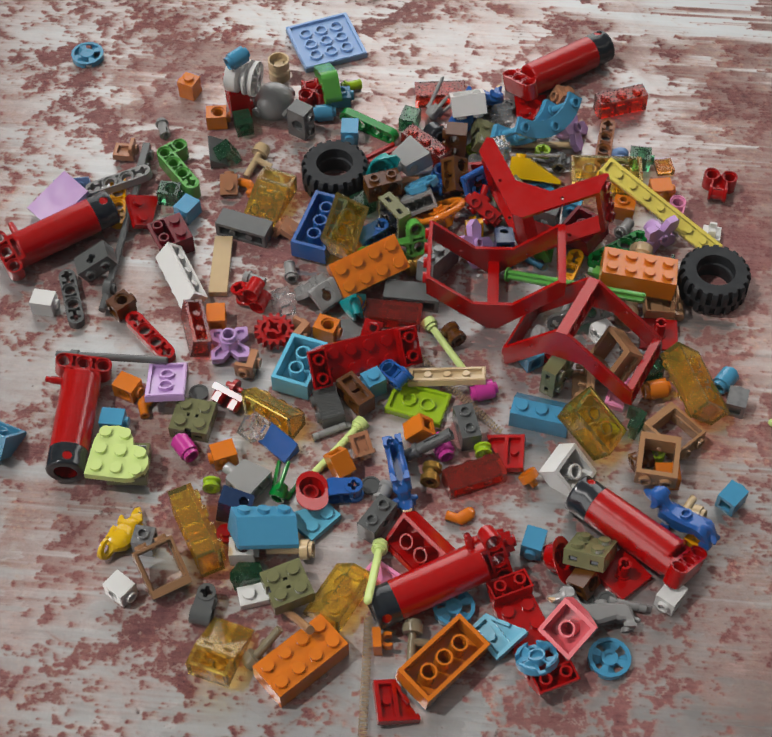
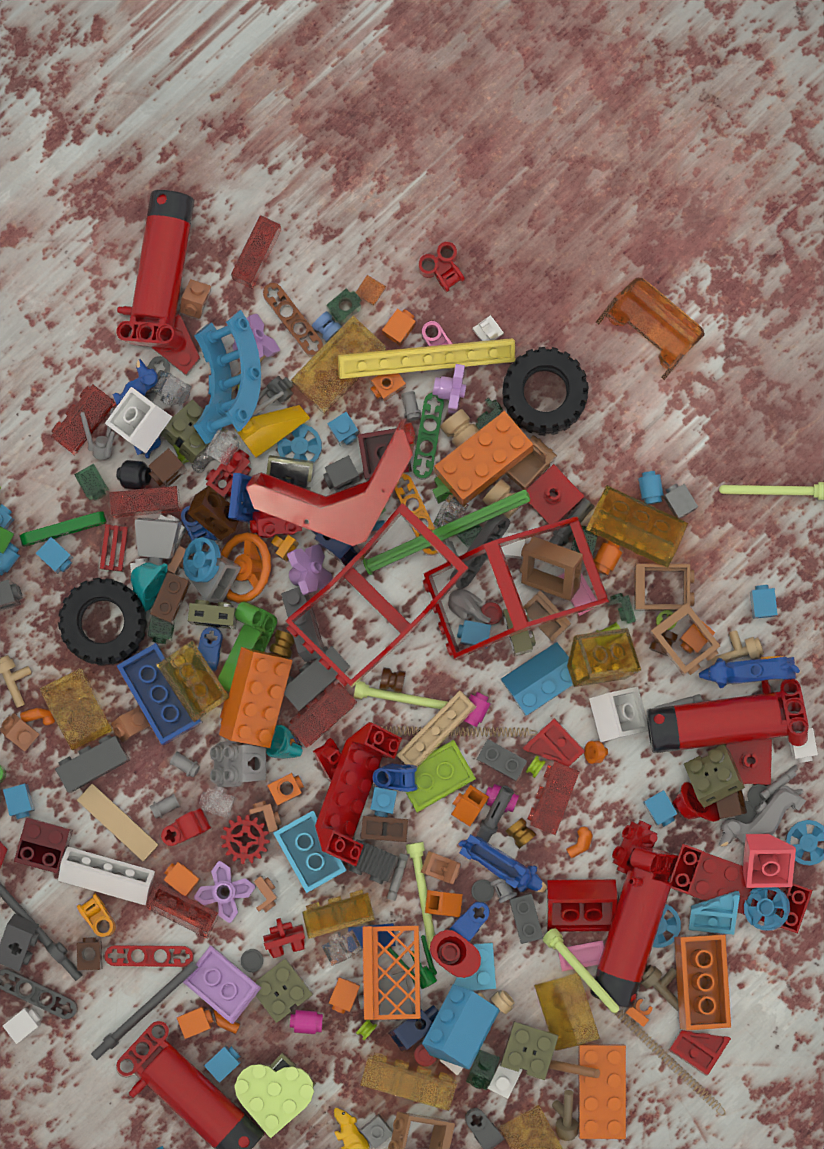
camera: 45 degrees left, 30 degrees up
(151, 294) = (97, 915): none -> light orange piece
(253, 448) = (371, 972): none -> orange fence

